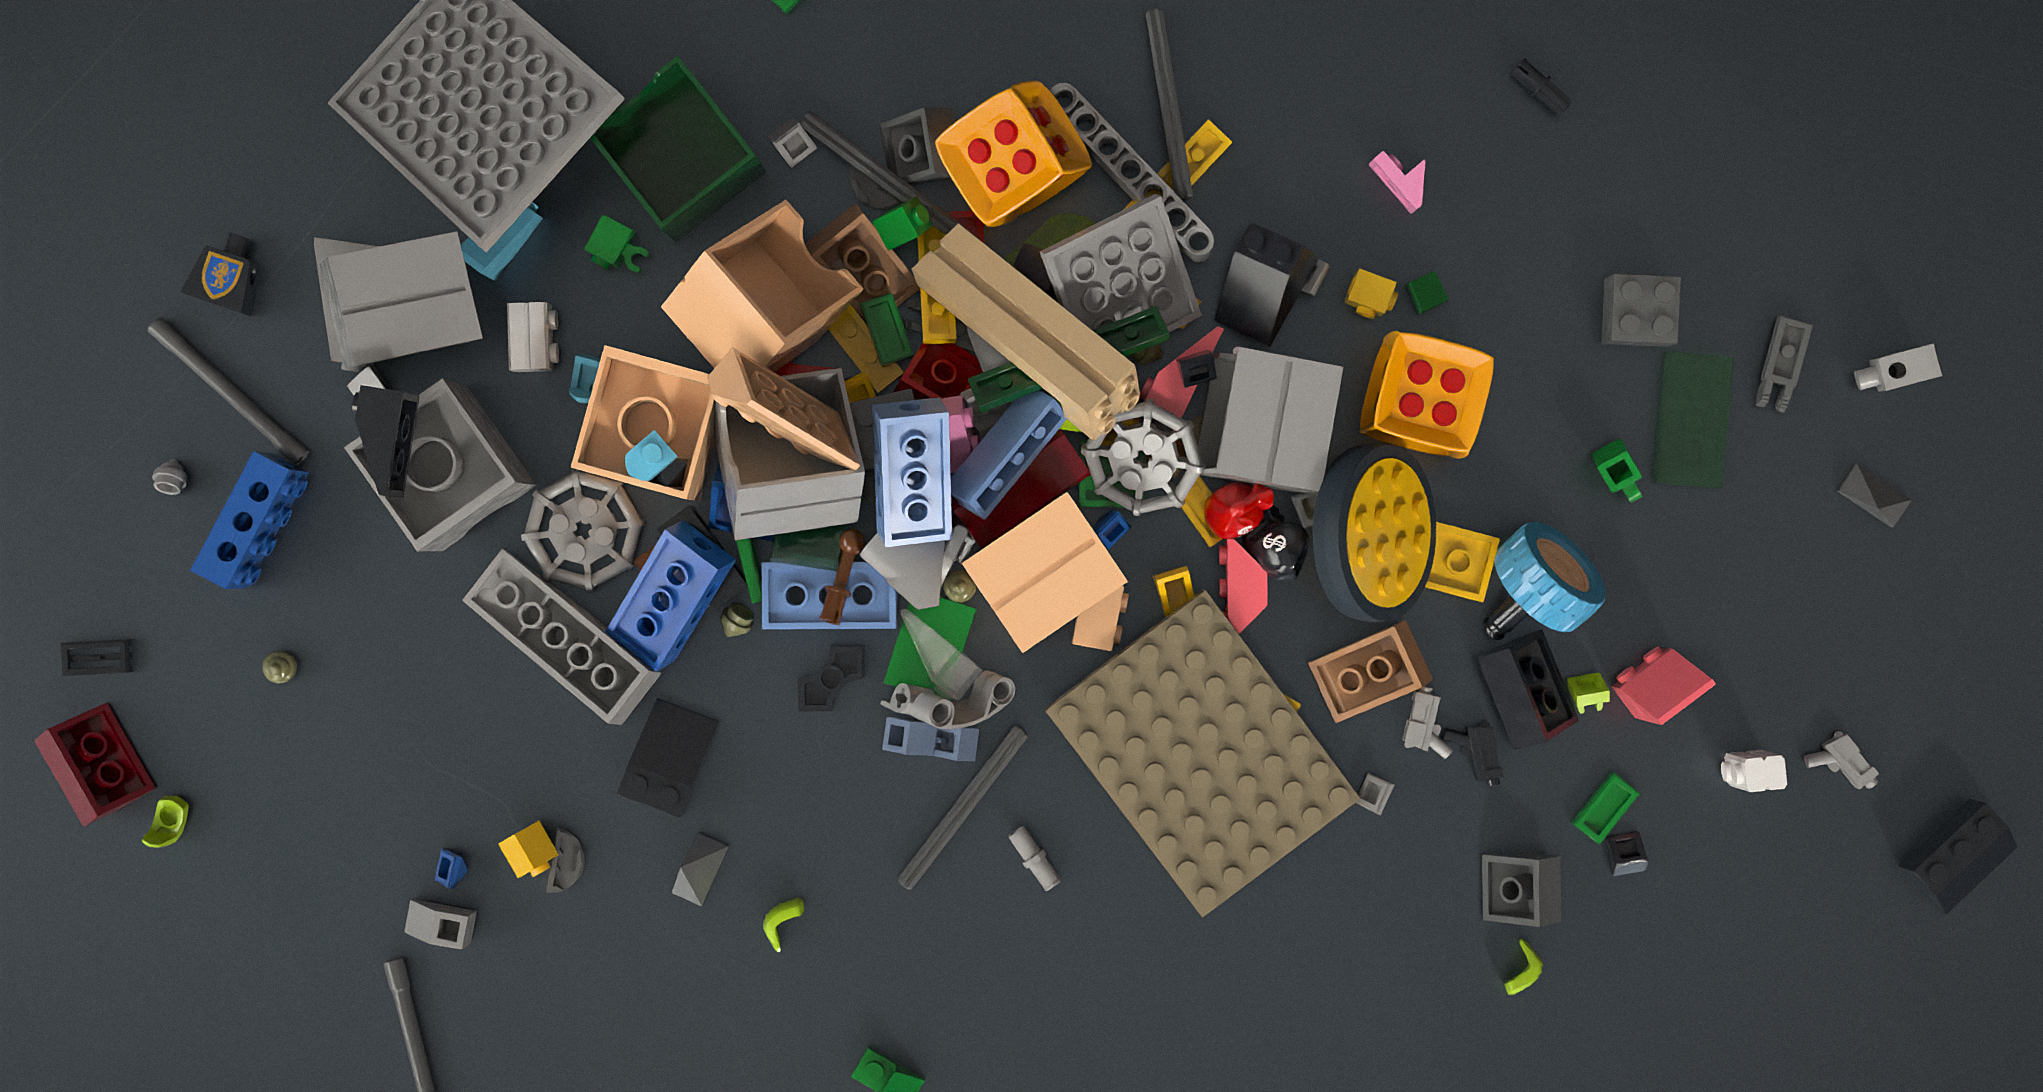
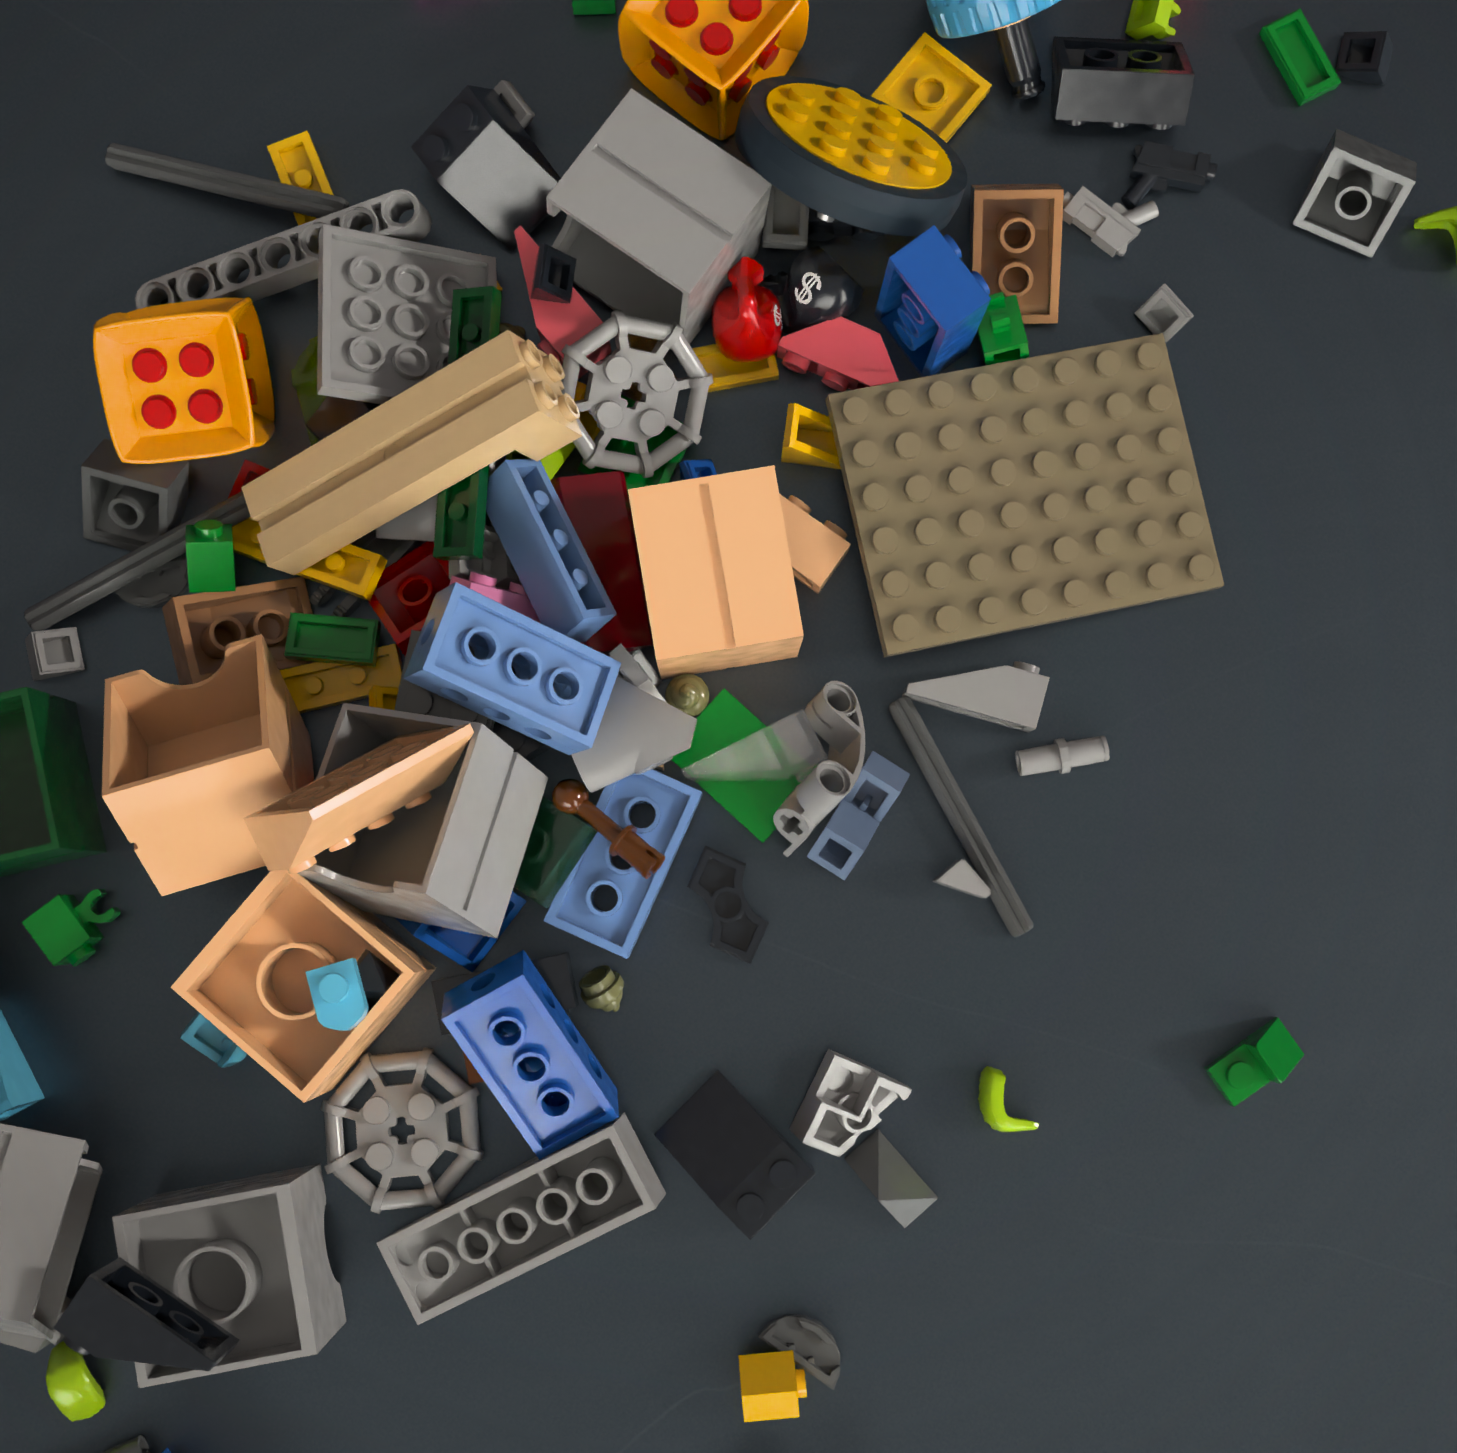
camera: 70 degrees left, 5 degrees down
(322, 391) = (72, 1384): none -> lime hair
(532, 337) = (132, 1083): white brick -> none
(734, 815) = (843, 1103): none -> light grey slope
(750, 568) = (547, 941): green tile -> none
(920, 827) = (963, 879): none -> light grey slope
(1055, 794) = (995, 694): none -> light grey slope
(1297, 634) = (931, 302): none -> blue brick
(1307, 686) = (1002, 331): none -> green brick
(1371, 294) = (564, 52): yellow brick -> none

